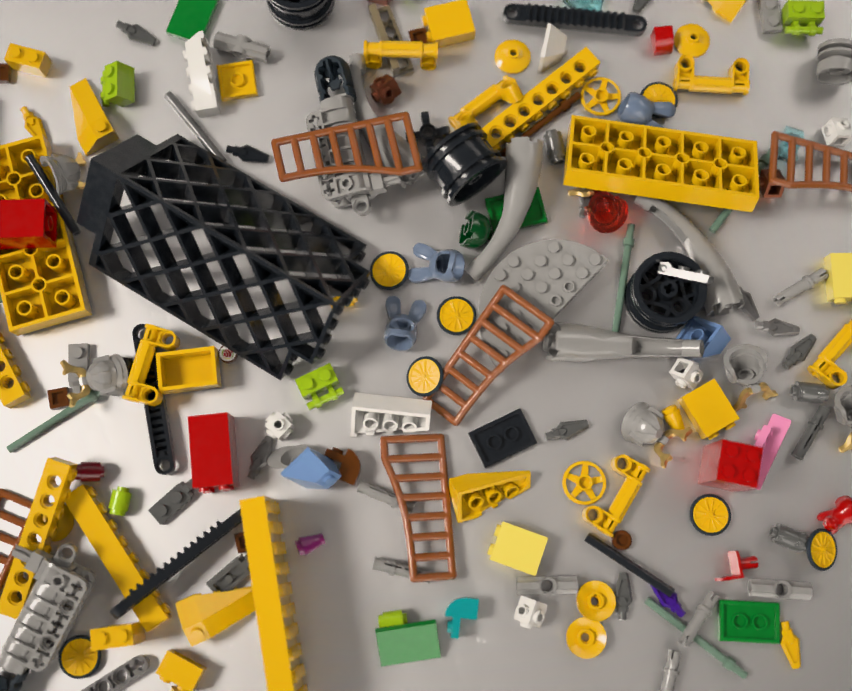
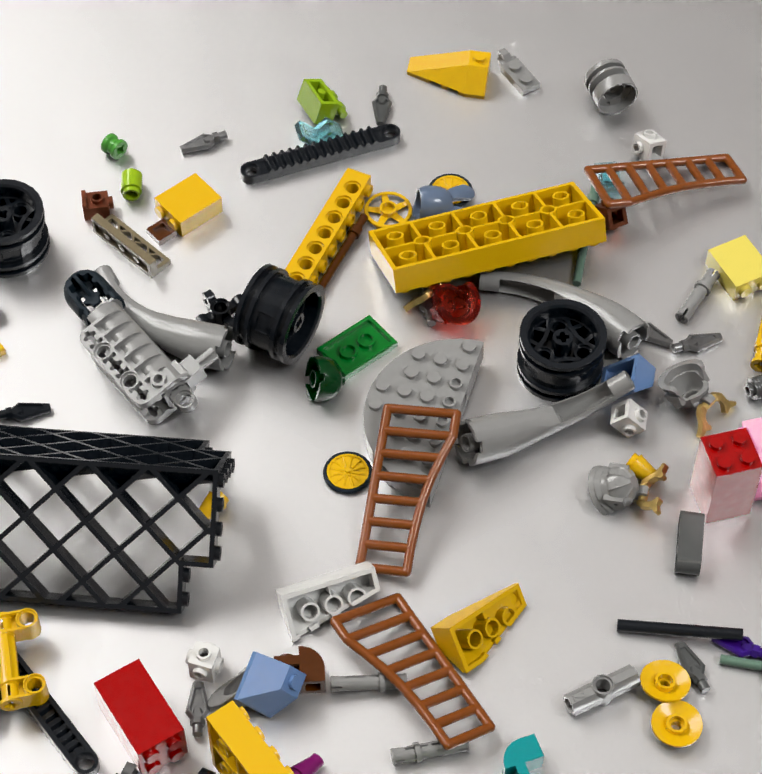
camera: 25 degrees left, 25 degrees down
(188, 370) = (66, 647): yellow piece -> none
(226, 355) = (103, 618): tile -> none
(317, 382) = (229, 601): lime brick -> none
(358, 167) = (143, 364): dark orange bar -> none
(385, 89) = (151, 288): copper brick -> none
(389, 270) = (251, 458): yellow wheel -> none
(401, 49) = (179, 234): yellow piece -> none
(402, 328) = (294, 503): sand blue piece -> none
(425, 376) = (346, 542): yellow wheel -> none
(443, 265) = (308, 425): sand blue piece -> none
(502, 438) = (467, 569): black tile -> none
(506, 90) = (285, 237): yellow piece -> none
(509, 63) = (273, 211): yellow dish -> none
(517, 548) = (547, 667): light yellow brick -> none
(521, 180) = (351, 318): light grey brick -> none
(530, 612) = (599, 723): white brick -> none
(553, 48) = (312, 184): white slope -> none
(554, 147) = (366, 271): dark grey head -> none
(567, 430) = (534, 530): dark grey piece -> none
(583, 483) = (583, 574): yellow wheel -> none
(621, 540) = (657, 611): reddish brown tile -> none
(628, 243) = (496, 329): sand green bar -> none
(634, 474) = (630, 593): yellow piece -> none
(662, 40) = (423, 136): red brick -> none
(675, 497) = (689, 543): none -> dark grey beam
(682, 272) = (572, 314): hinge -> none
(686, 45) = (453, 128): yellow dish -> none
(708, 410) = (670, 442): yellow brick -> none
(710, 515) = (736, 545): yellow wheel -> none
(735, 83) = (520, 143): yellow piece -> none
(799, 351) = (733, 354): dark grey piece -> none
(803, 17) = (553, 63): lime brick -> none

